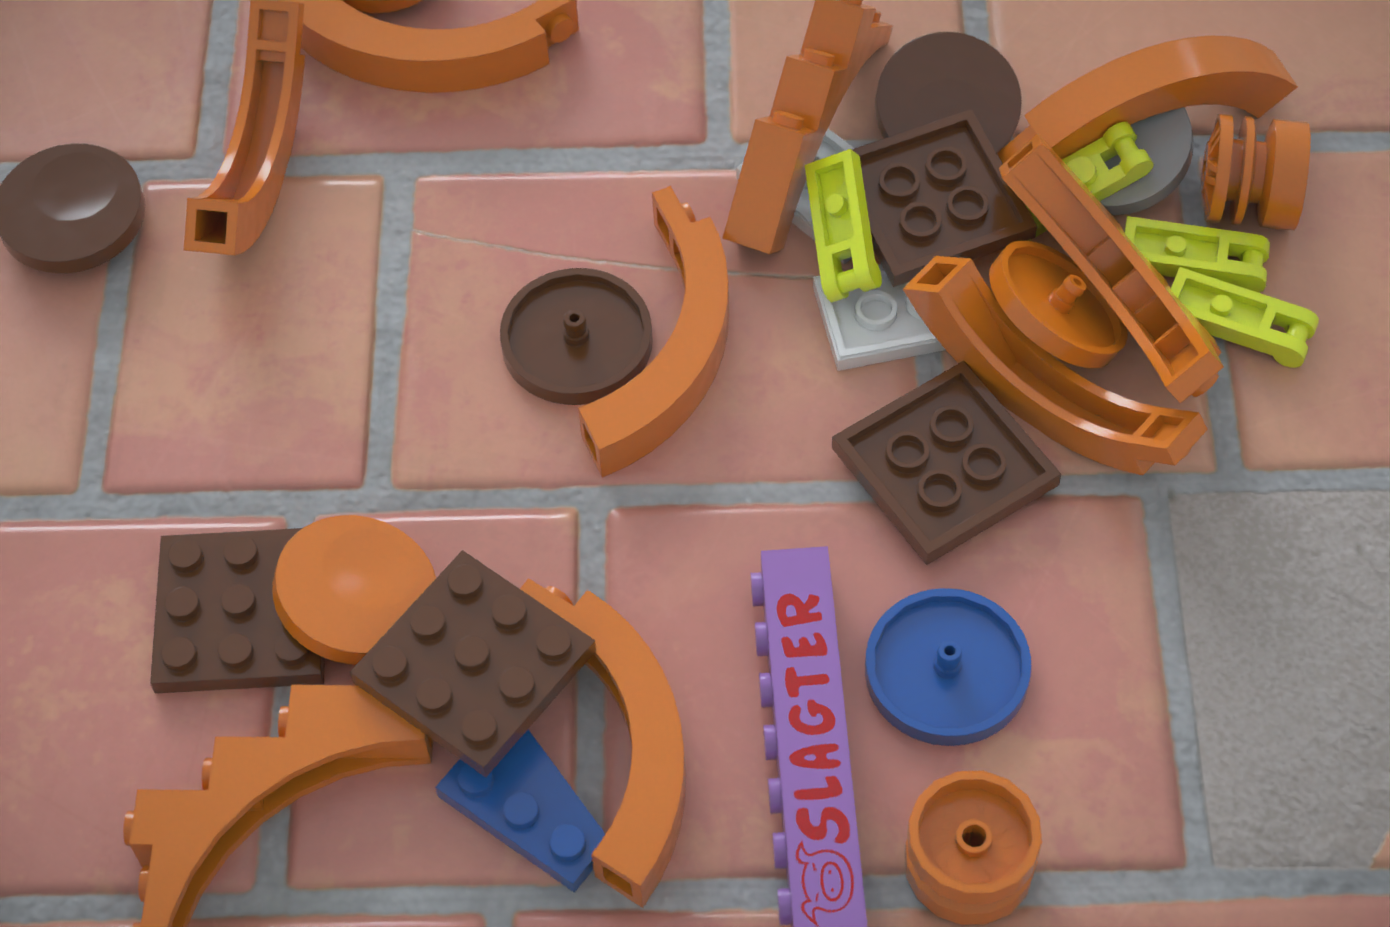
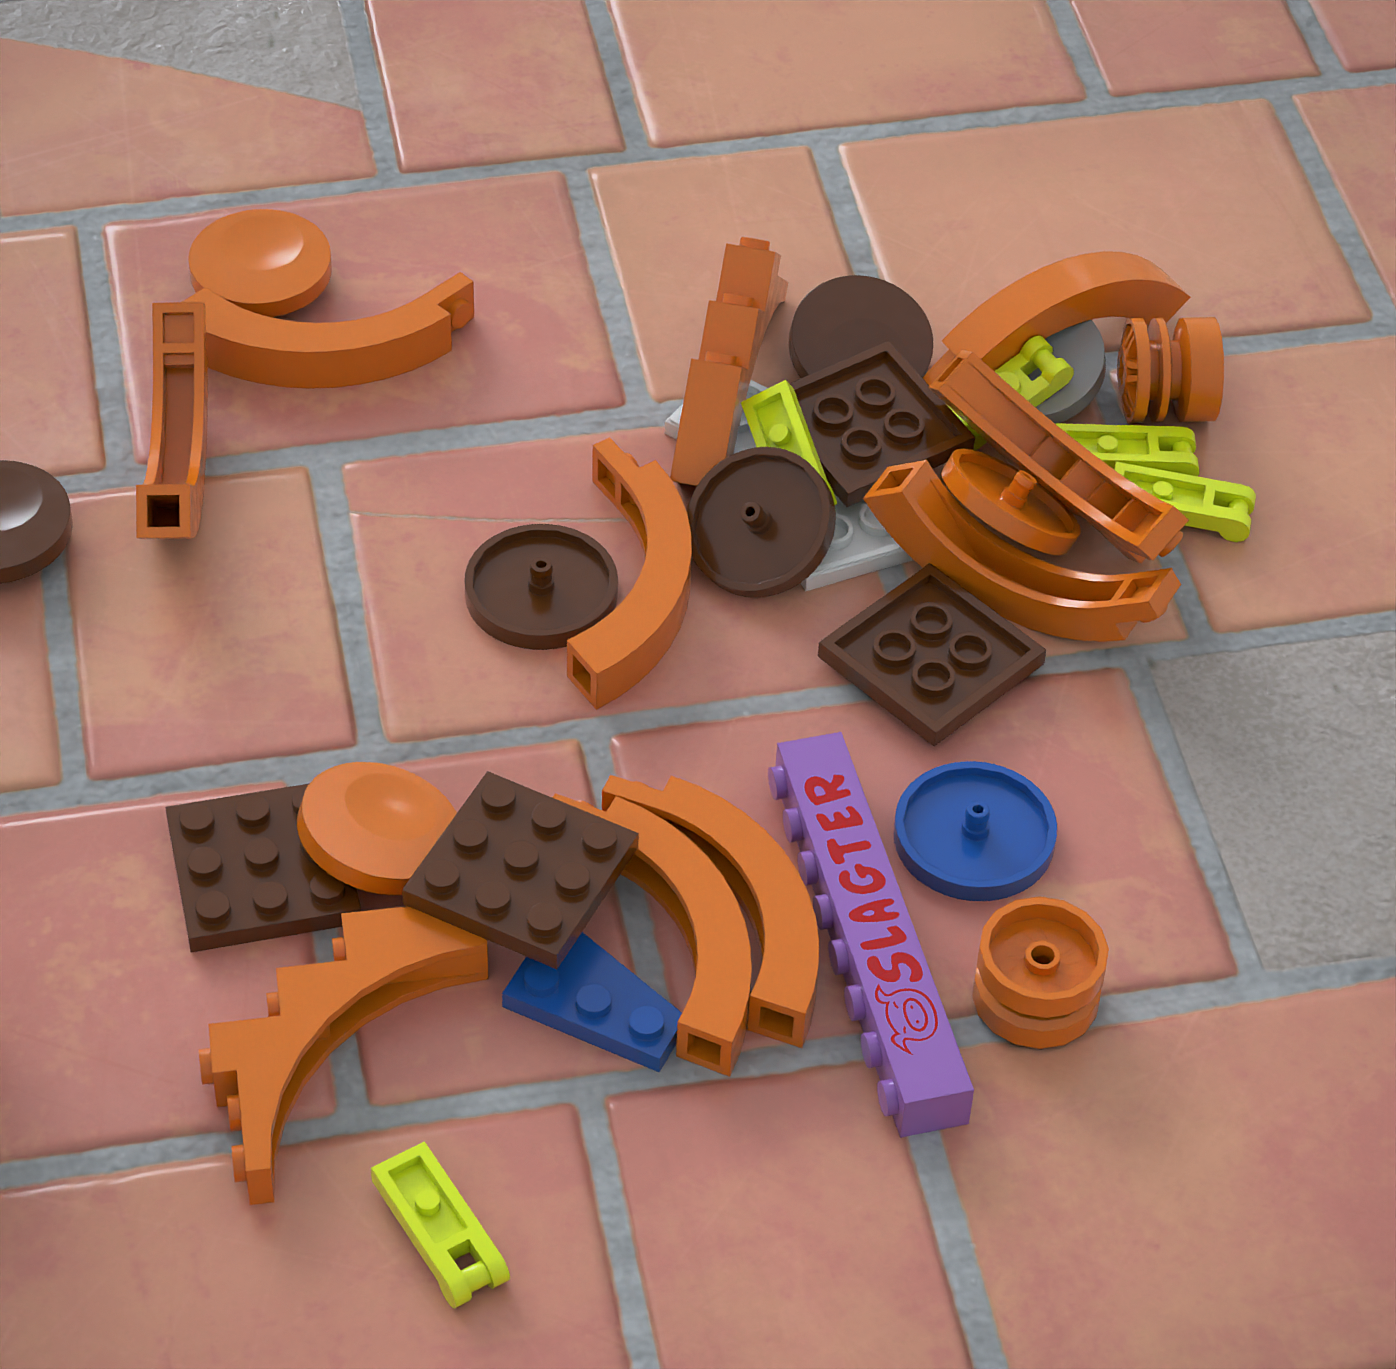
camera: 15 degrees left, 10 degrees down
(724, 794) = (765, 888): none -> orange arch
(800, 297) = (761, 522): none -> reddish brown piece

